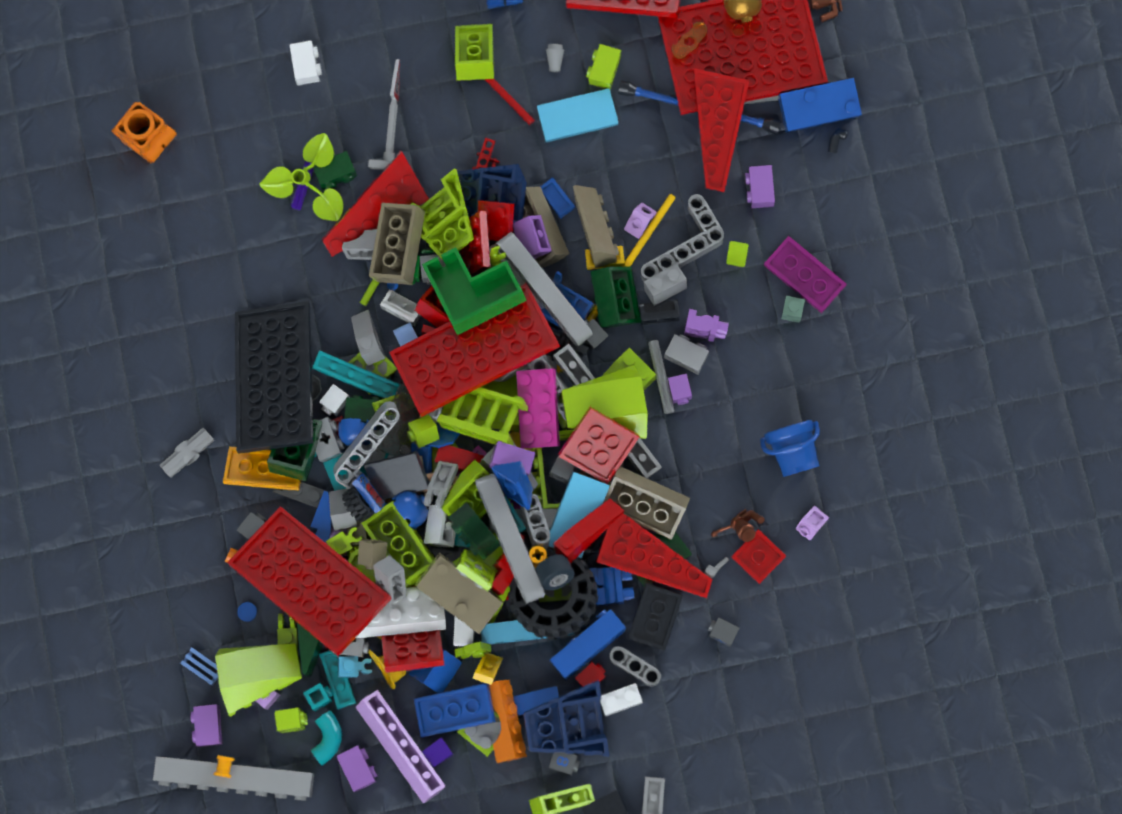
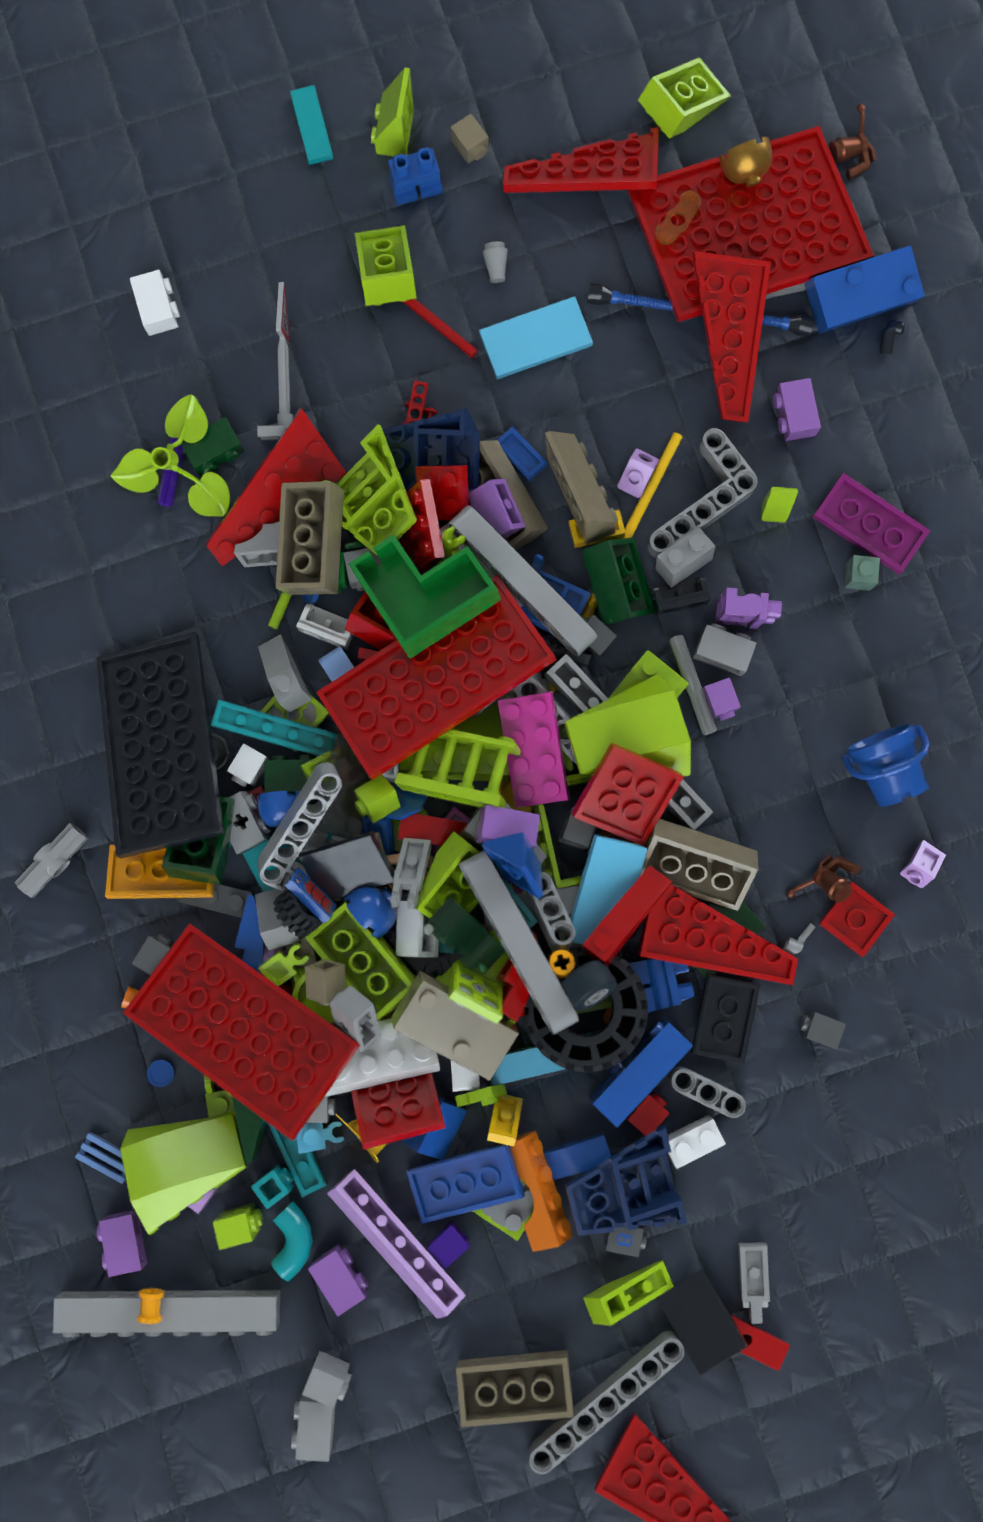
camera: 15 degrees left, 5 degrees up
(604, 67) = (565, 267): lime brick -> none

